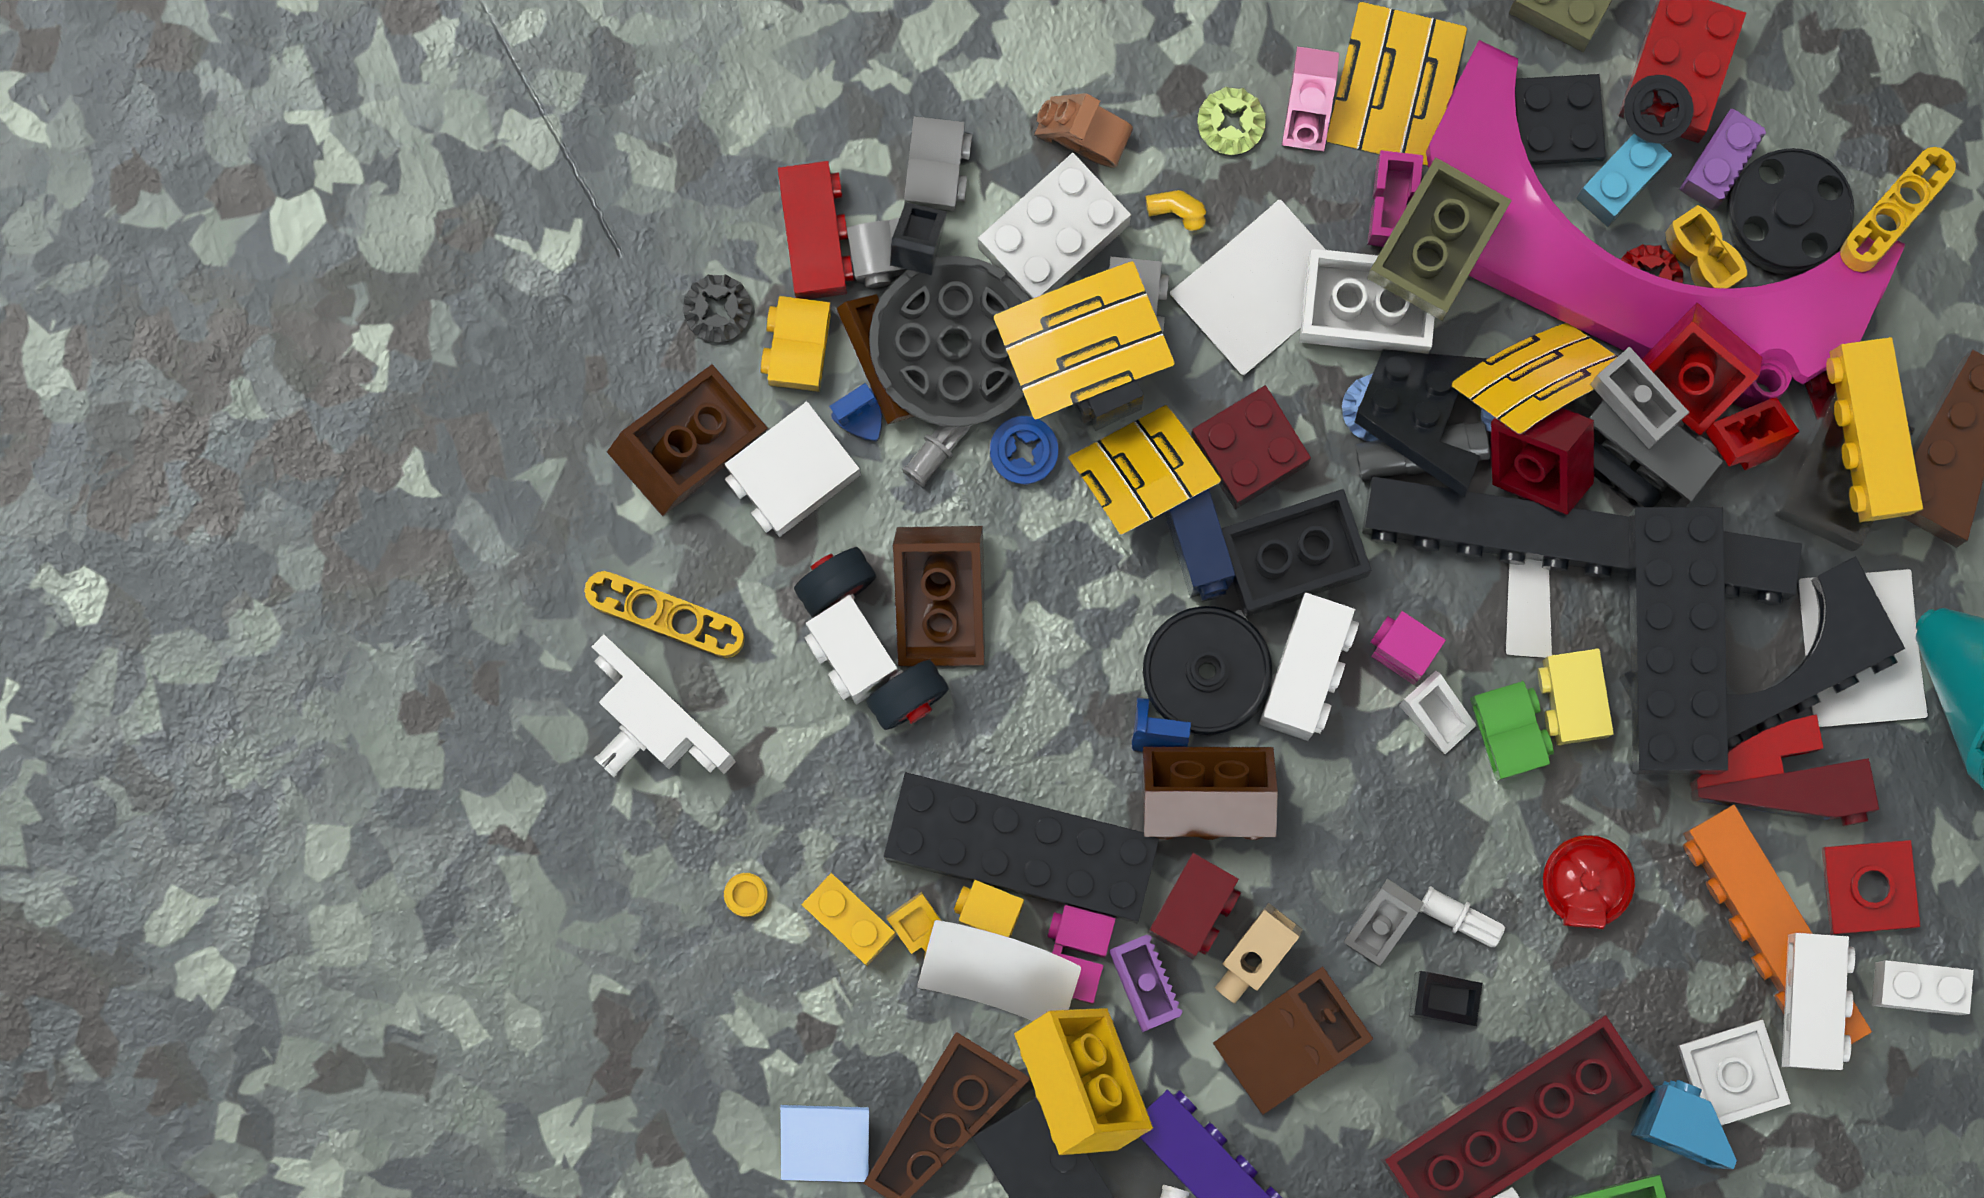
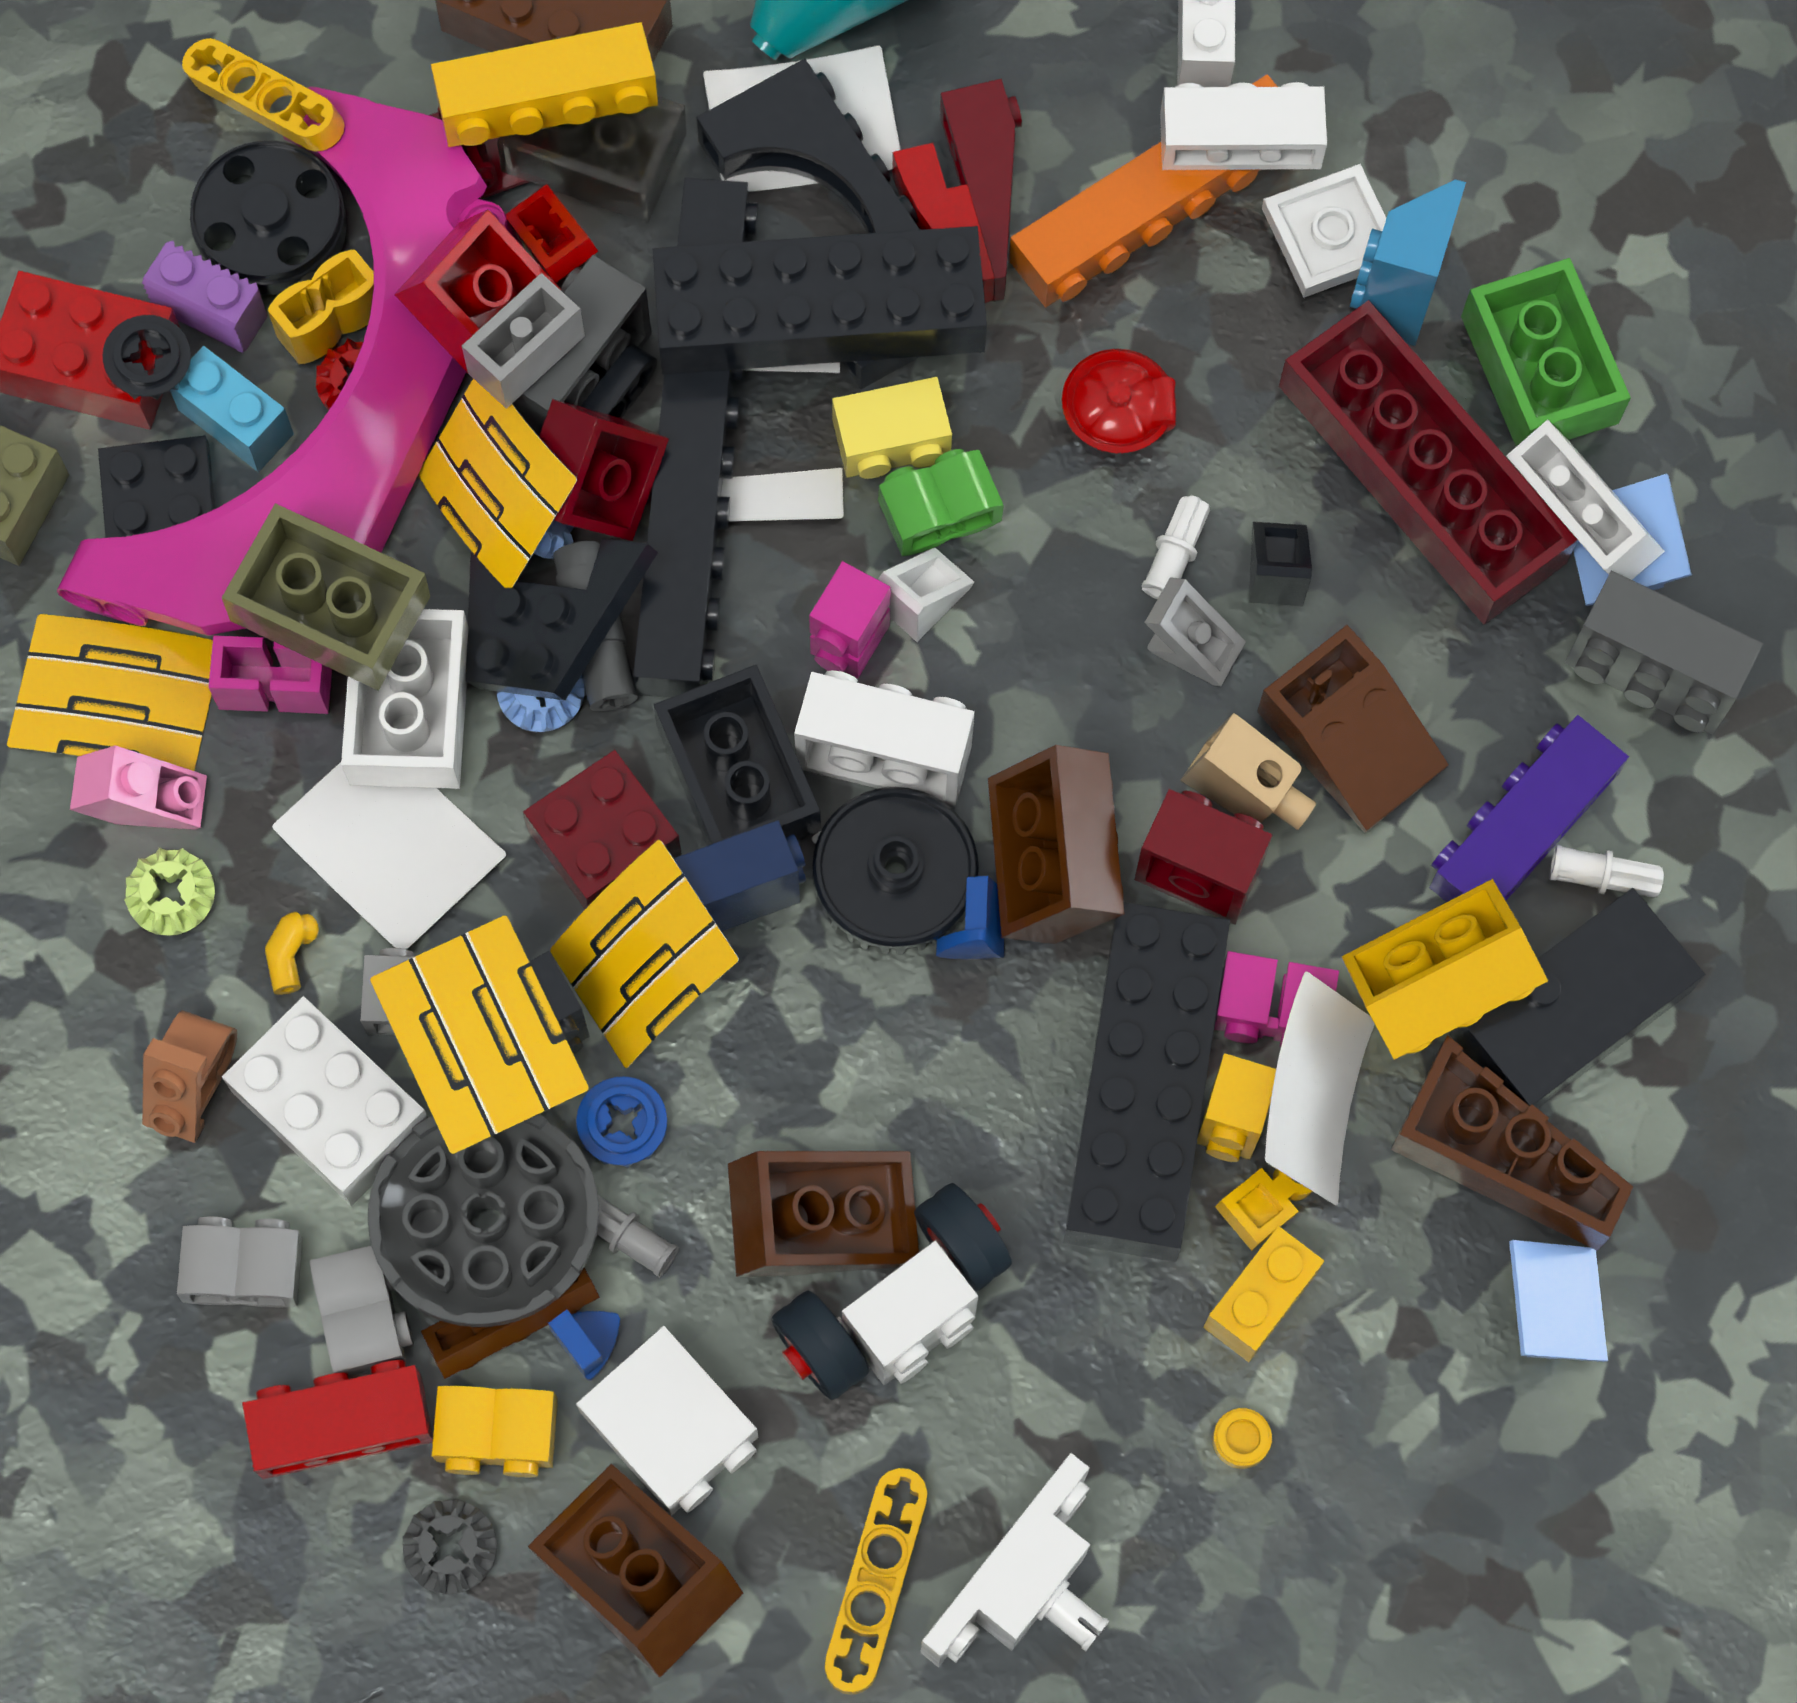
camera: 100 degrees left, 10 degrees down
(917, 238) = (347, 1266): black slope -> none
(1145, 983) = (1305, 909): medium lavender brick -> none
(1848, 909) = (1078, 125): red piece -> none

